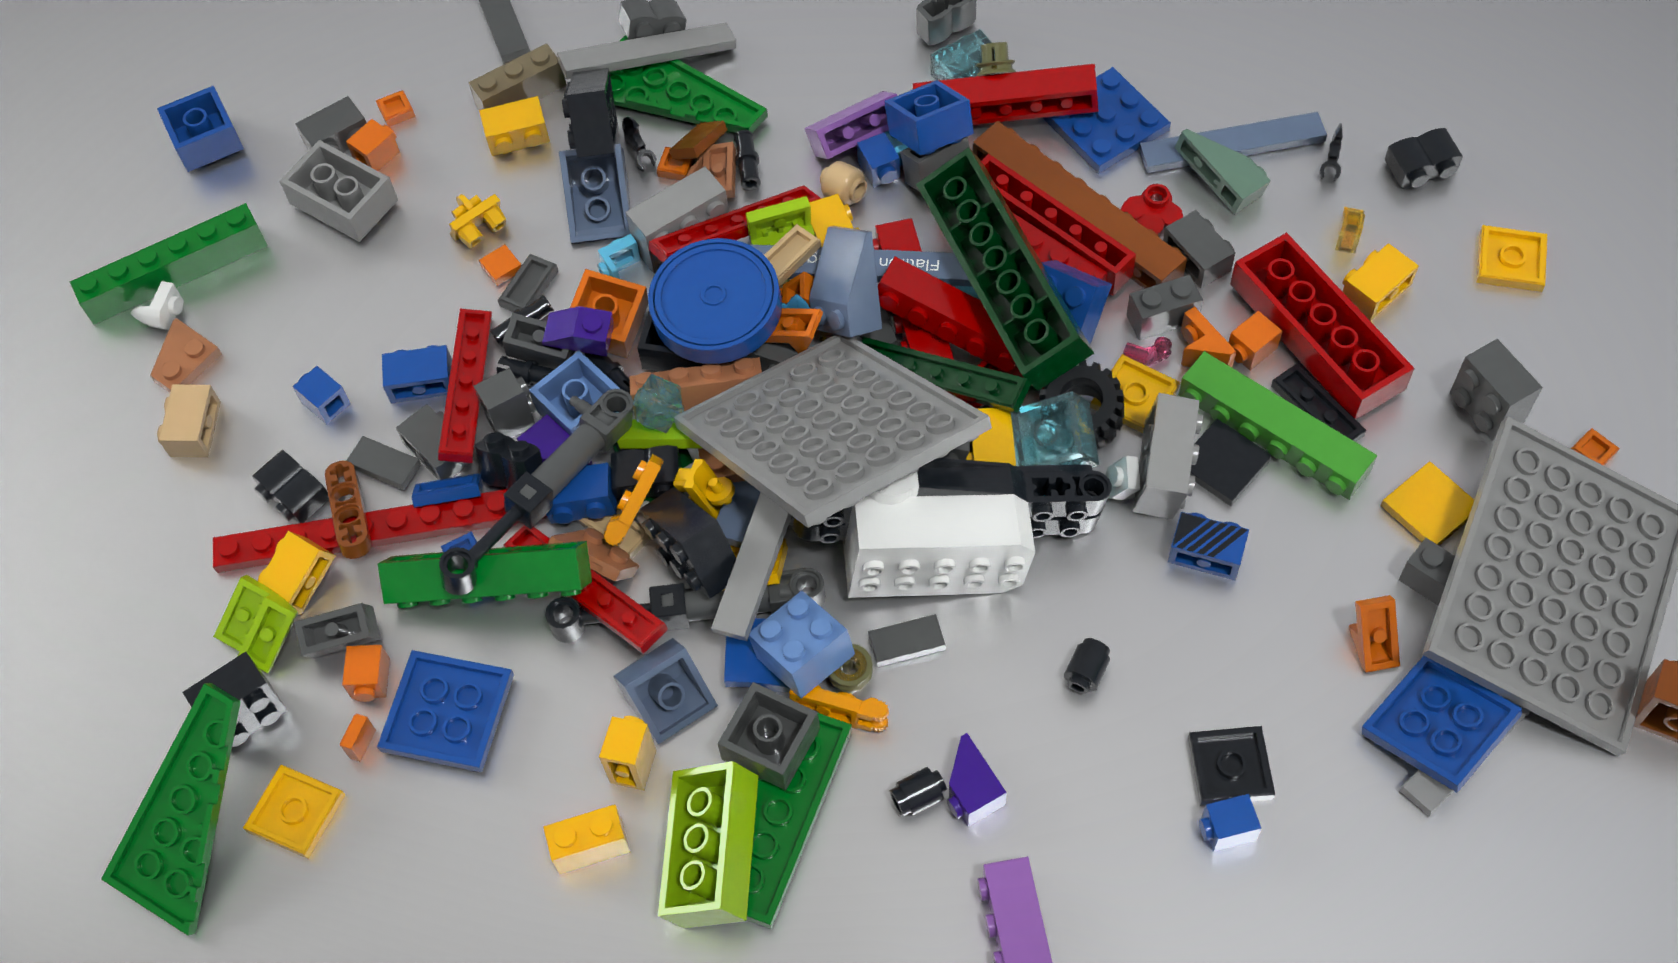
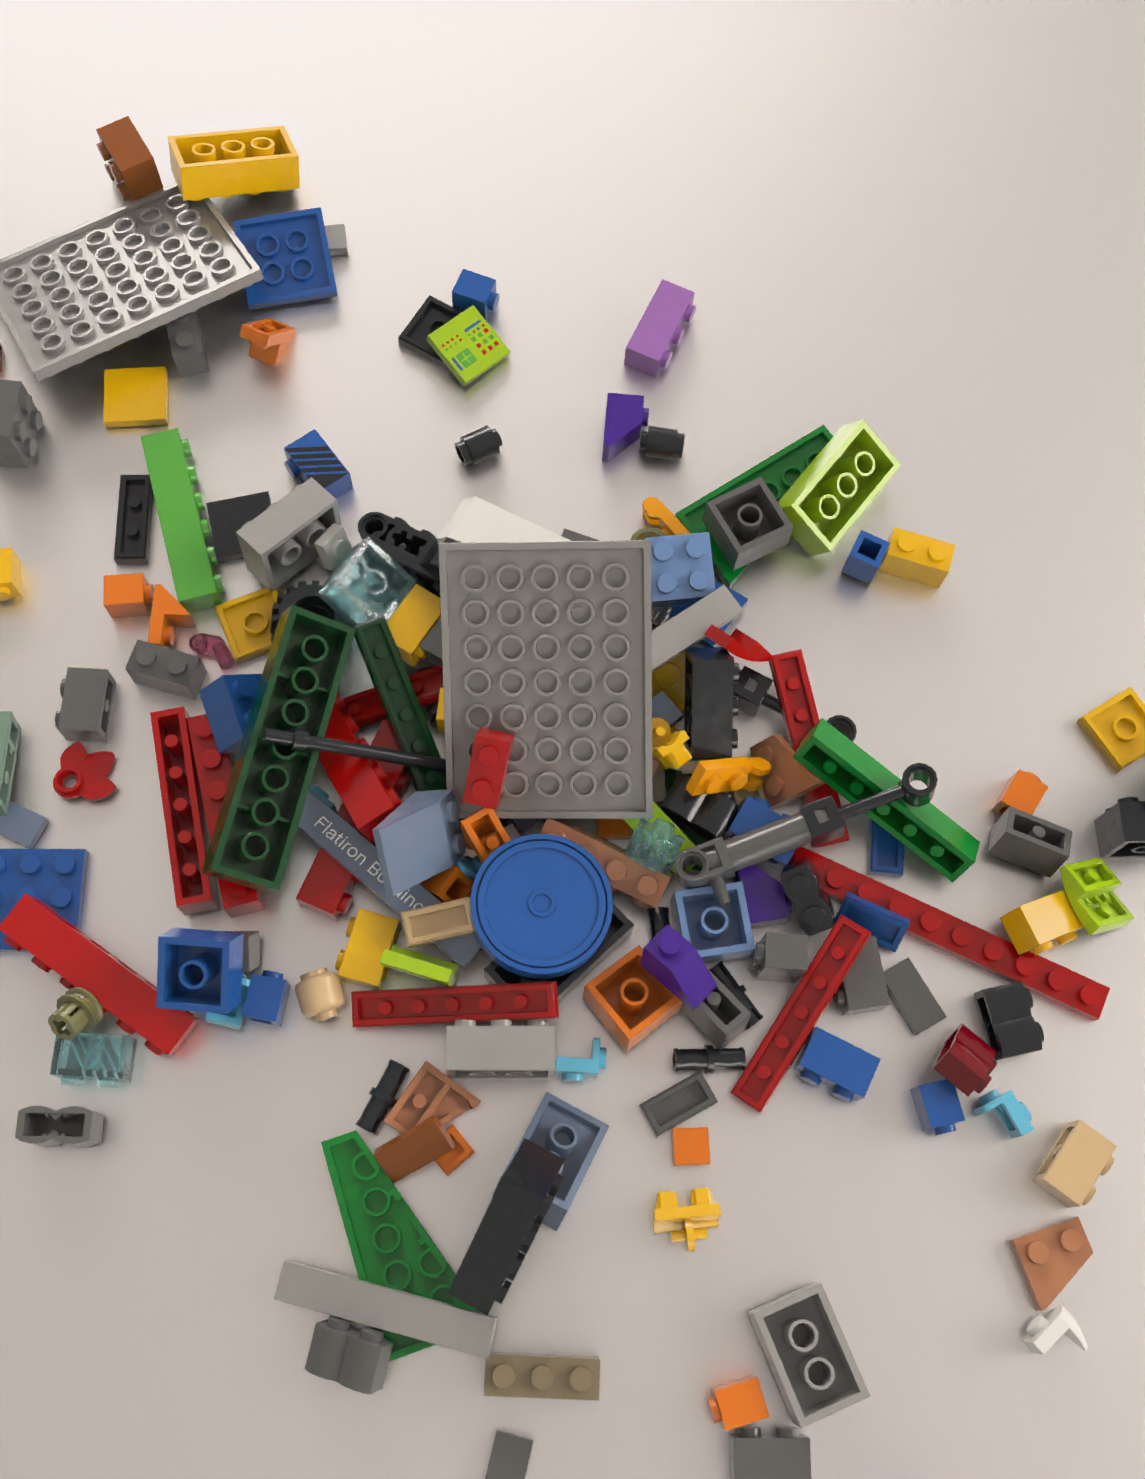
camera: 155 degrees left, 10 degrees up
(172, 260) = (1024, 1387): green brick -> none
(267, 426) = (1012, 1113): none -> medium azure bracket
(312, 426) = (966, 1061): none -> dark red brick
(344, 509) = (976, 955): dark orange beam -> none
(357, 737) = (1051, 747): orange tile -> none
(395, 108) = (684, 1454): orange tile -> none
(446, 711) = (969, 726): blue plate -> none
(514, 126) = (579, 1316): yellow brick -> none
(628, 752) = (854, 587): yellow brick -> none
(632, 136) = (475, 1184): black piece -> none
(637, 798) = (865, 557): none -> blue brick
(666, 690) = (795, 626): sand blue slope -> none
(695, 598) = (738, 644): none -> red slope
(827, 348) = (488, 768): none -> red brick
(849, 126) = (256, 1051): medium lavender brick -> none
(985, 264) = (301, 740): none -> black bar
(1155, 259) = (143, 830): dark orange brick -> none
(1186, 760) = (468, 345): none -> lime tile
(1322, 326) = (68, 566): red brick -> none
(1590, 773) = (234, 162): none -> yellow brick

